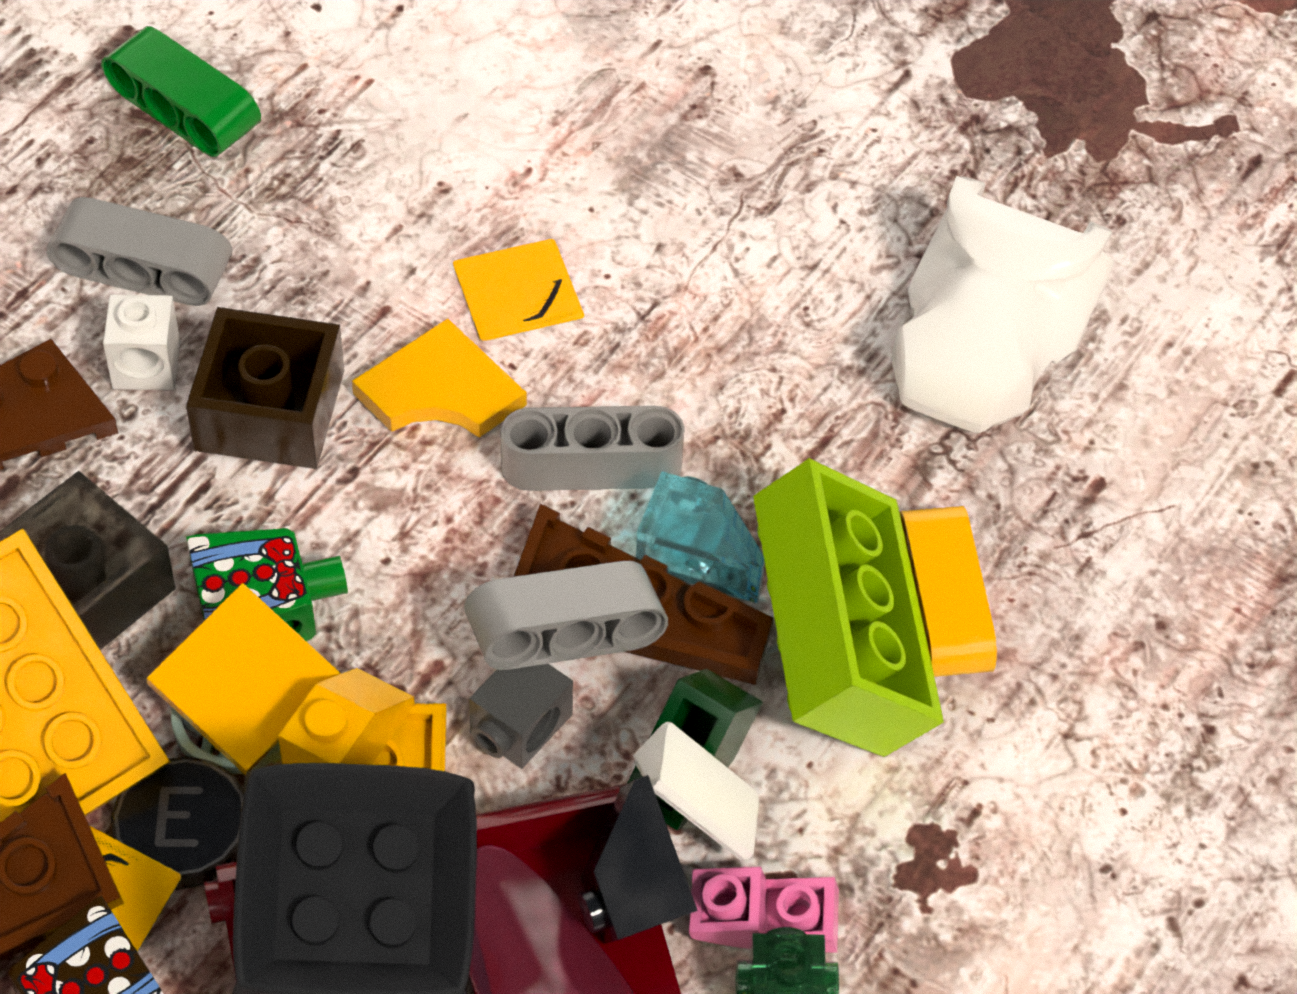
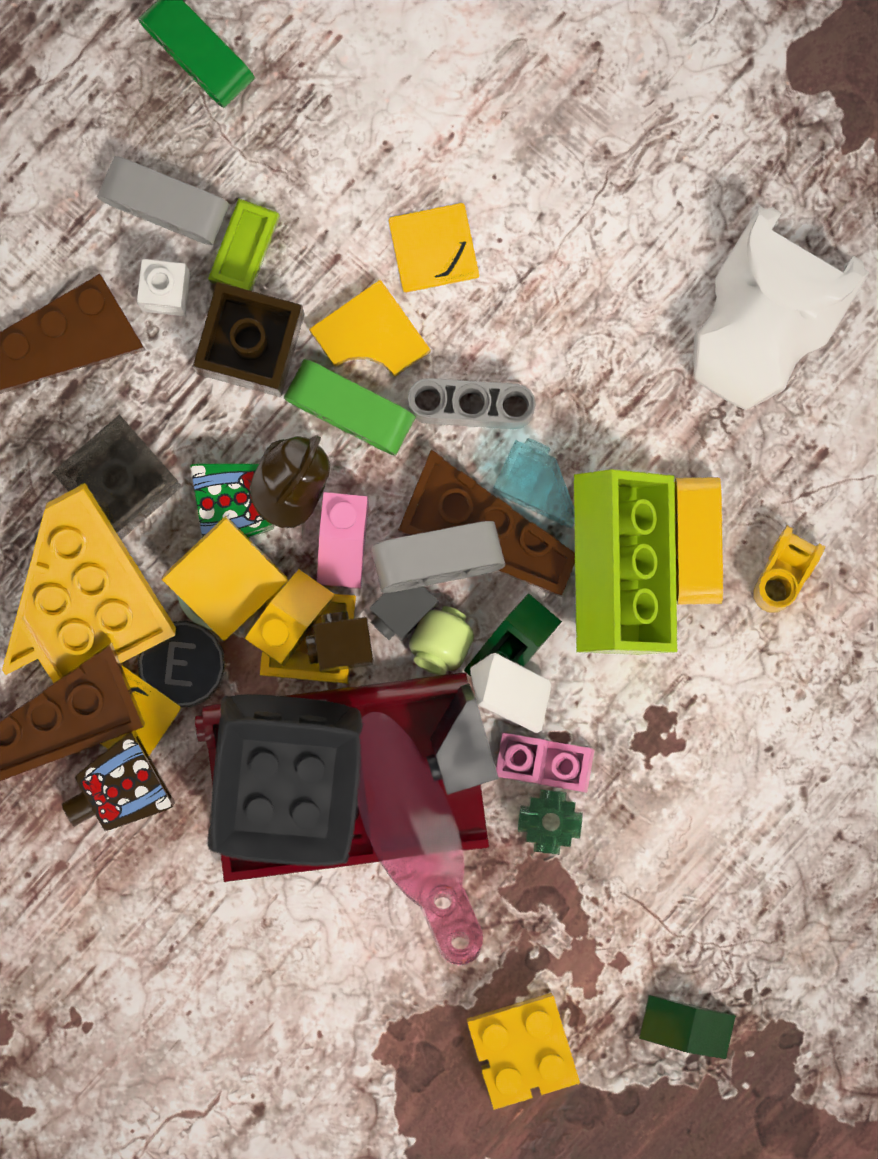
camera: 10 degrees right, 30 degrees up
(262, 282) = (244, 245): none -> lime tile
(339, 544) = (290, 480): none -> dark brown piece
(417, 466) = (349, 407): none -> bright green beam
(420, 623) = (342, 540): none -> bright pink slope
(431, 724) = (340, 643): none -> dark brown brick
(582, 746) = (441, 640): none -> yellowish green head
(1083, 614) = (789, 563): none -> yellow piece

